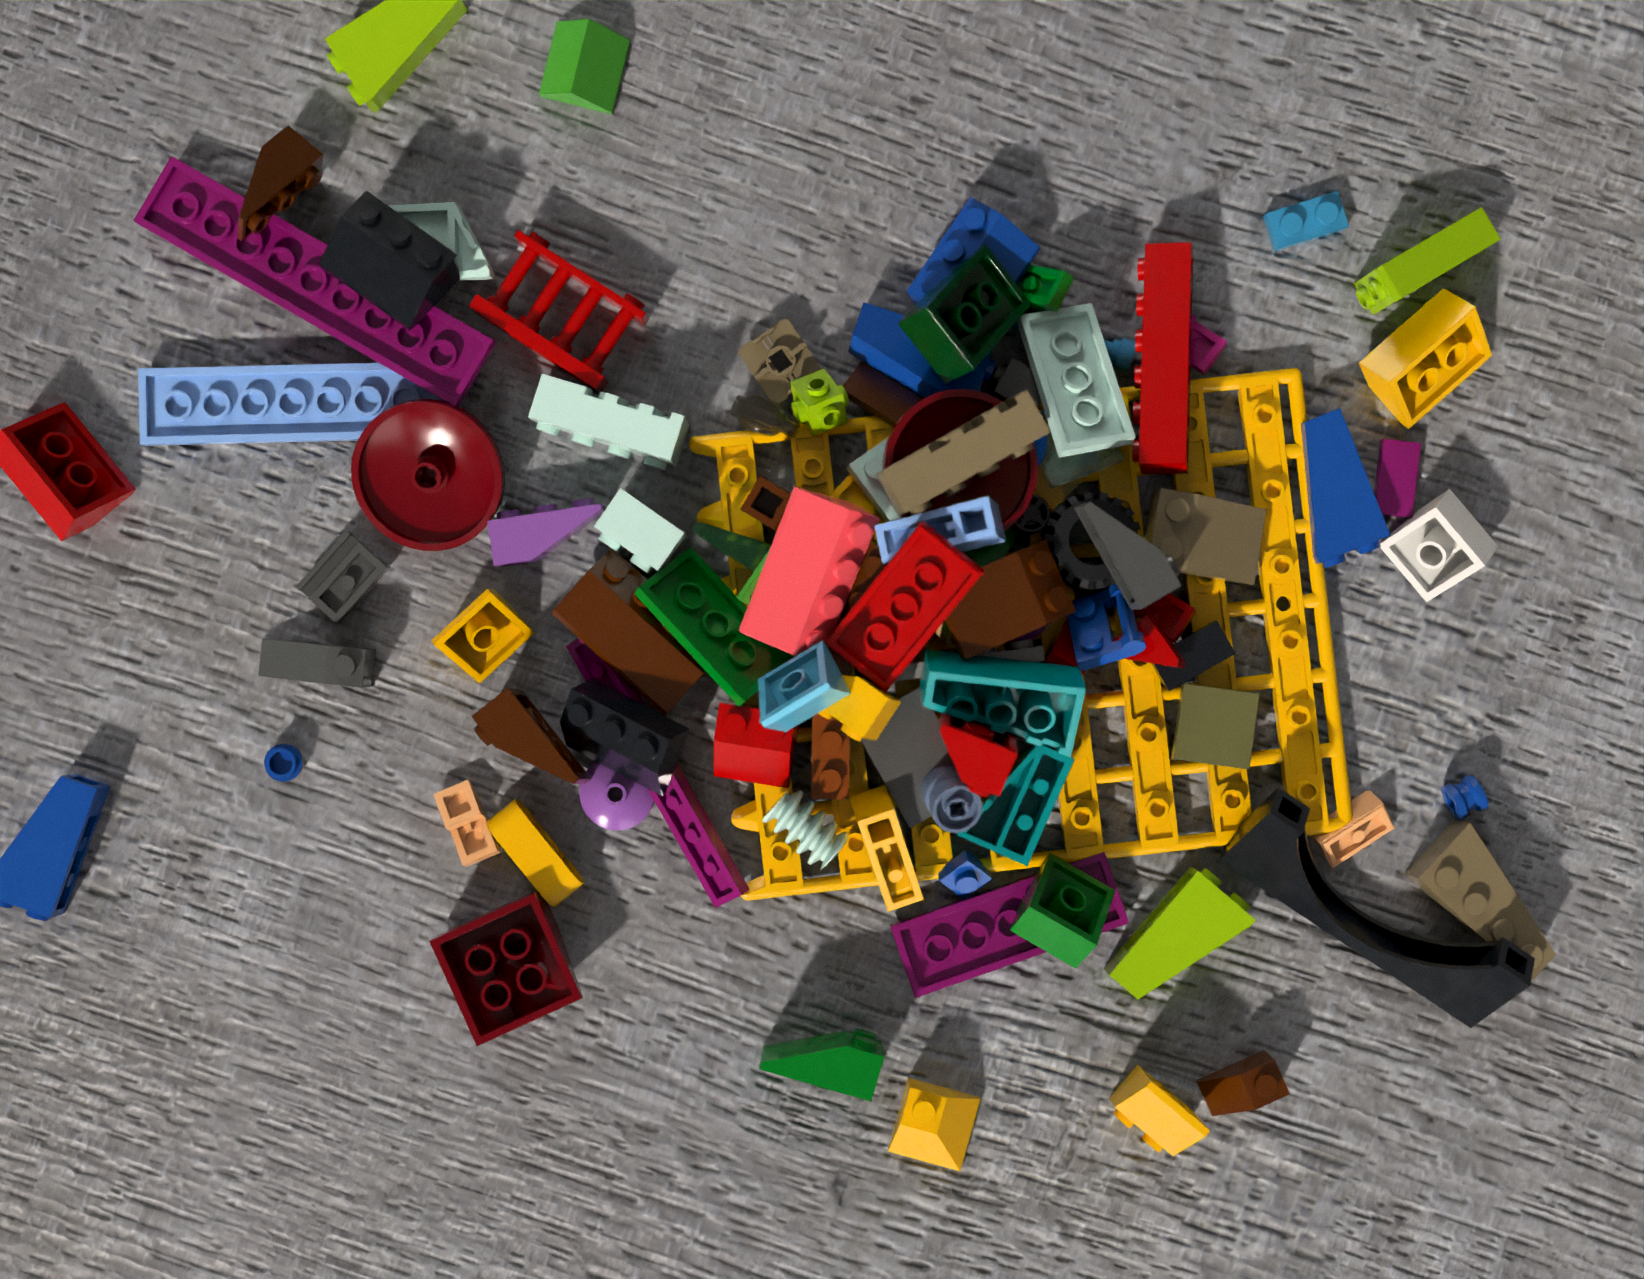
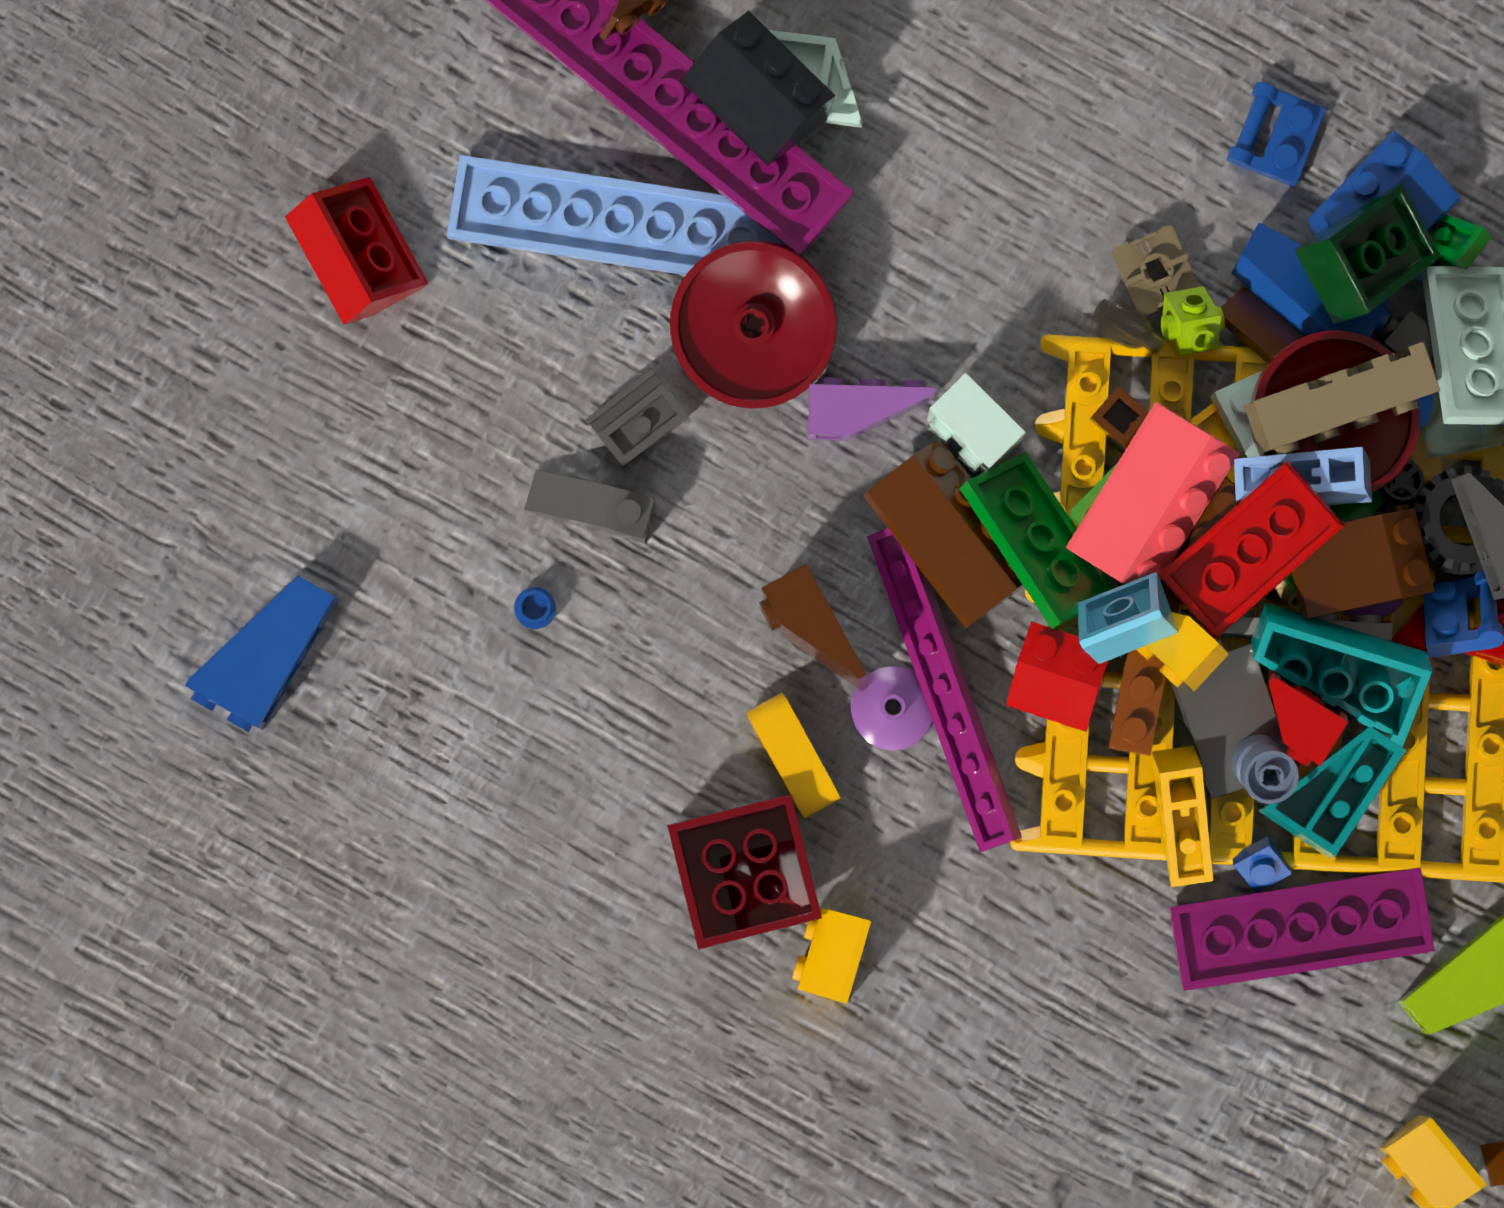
camera: 15 degrees right, 5 degrees down
(466, 822) = (723, 710): light nougat slope -> none
(483, 635) = (780, 508): yellow slope -> none
(558, 348) = (916, 215): red fence -> none
(601, 1026) = (832, 956): none -> yellow slope
(608, 421) = (958, 302): light aqua wedge -> none
(622, 734) = (915, 643): black slope -> none
(740, 548) = (1079, 461): clear green slope -> none
(806, 828) = (1099, 776): light aqua piece -> none
(832, 1061) = (1091, 1042): green slope -> none
(879, 221) = (1289, 139): none -> blue plate
(934, 1124) = (1179, 1139): yellow slope -> none
(1063, 911) = (1364, 921): green slope -> none

